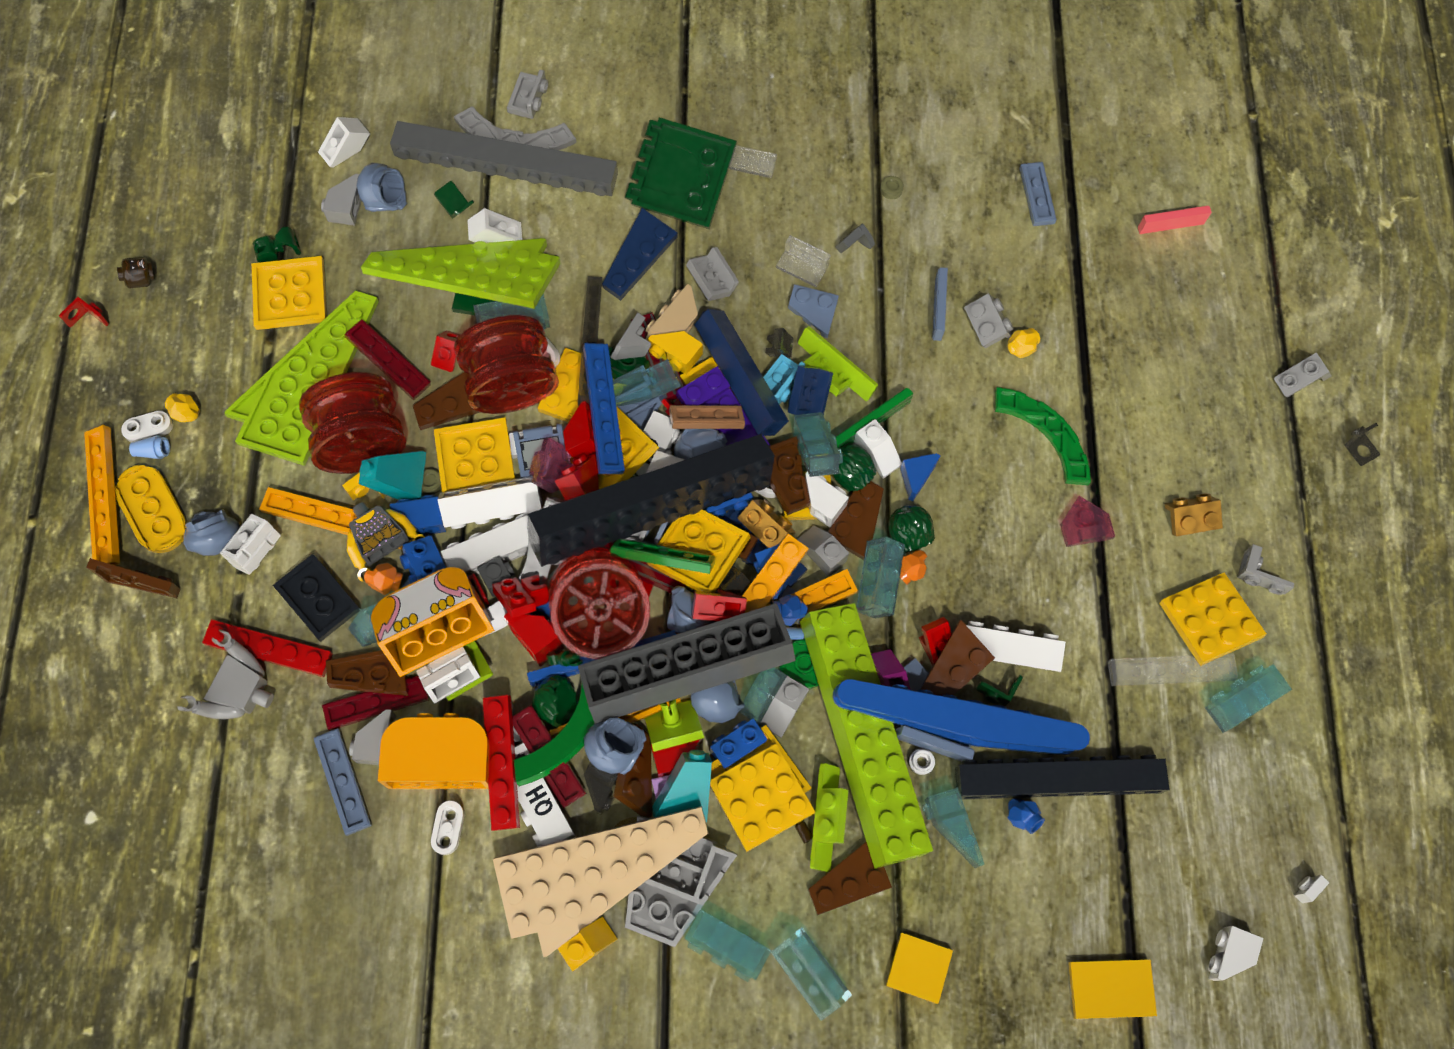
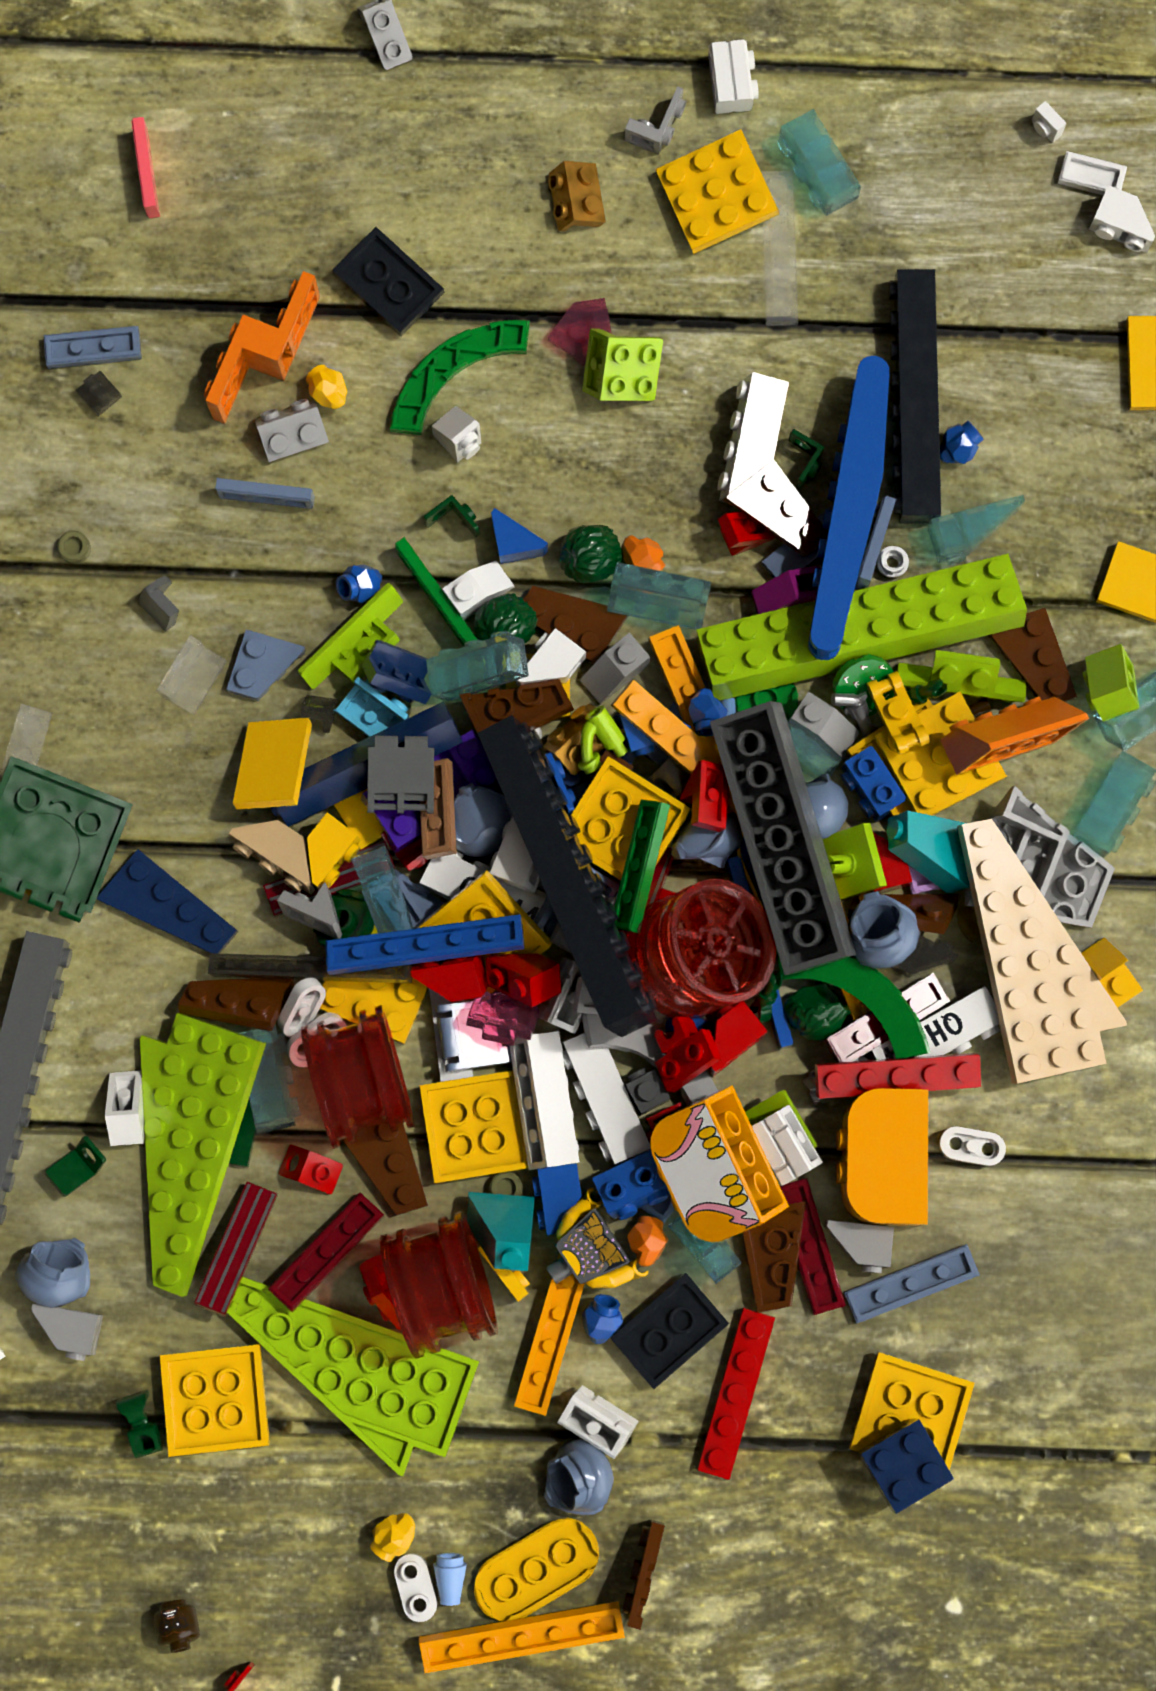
camera: 85 degrees left, 10 degrees up
(194, 770) = (905, 1465): none -> dark blue brick
(236, 686) = (792, 1428): light grey torso -> none
(238, 781) = (910, 1391): none -> yellow plate
(328, 547) = (602, 1318): none -> blue rock
(392, 300) = (235, 1249): none -> dark red tile
(563, 336) = (301, 1006): none -> white plate
(568, 297) = (237, 1001): none -> reddish brown wing
(713, 275) = (207, 800): light grey bracket -> none
(730, 386) = (400, 774): none -> dark grey plate
(738, 310) = (272, 763): none -> yellow tile
(770, 535) = (602, 724): none -> lime plant
(780, 850) = (1010, 732): none -> orange slope
(793, 759) = (897, 713): none -> yellow plate
(798, 730) = (856, 707): none -> flat silver piece
(811, 779) = (920, 694): none -> dark green piece
(817, 736) = (856, 673): none -> green tile
(828, 939) = (1111, 683): none -> lime brick
(878, 367) = (358, 583): none -> blue rock
(941, 428) = (463, 511): none -> dark green bracket
(995, 431) = (458, 434): none -> white slope
(1005, 198) = (98, 393): none -> clear smoke tile
(1047, 286) = (262, 347): none -> orange bracket
(1060, 548) = (621, 367): none -> lime bracket
(1109, 382) = (388, 281): none -> black plate
(1272, 928) = (1090, 173): none -> white tile
(1309, 628) = (731, 76): none -> white brick

